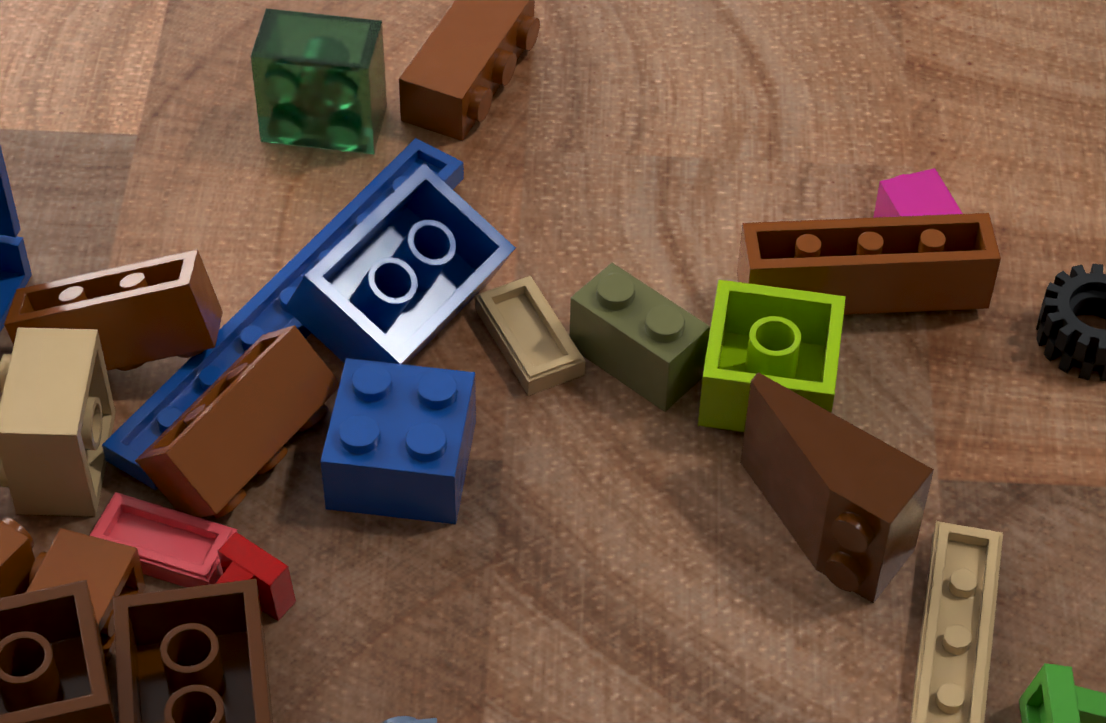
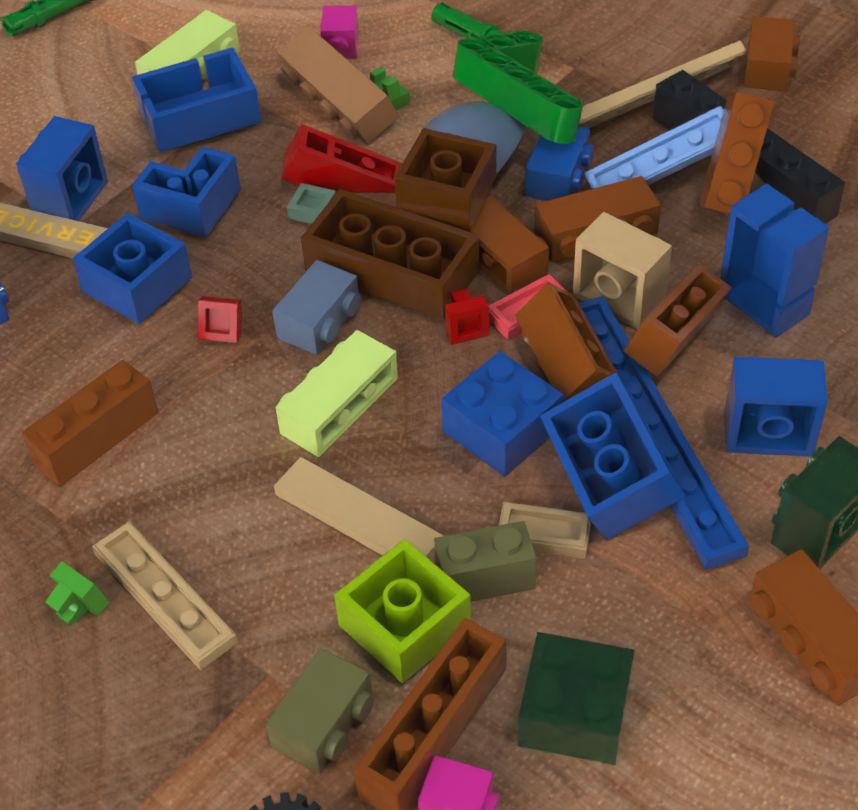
camera: 130 degrees right, 0 degrees up
(201, 175) = (775, 406): none -> blue brick
(506, 647) = (336, 392): none -> yellowish green brick
(668, 523) = (352, 510): none -> tan tile
(725, 175) = (575, 698): none -> clear green brick
(834, 487) = (286, 565): reddish brown slope -> none
(945, 377) = (320, 711): none -> olive brick

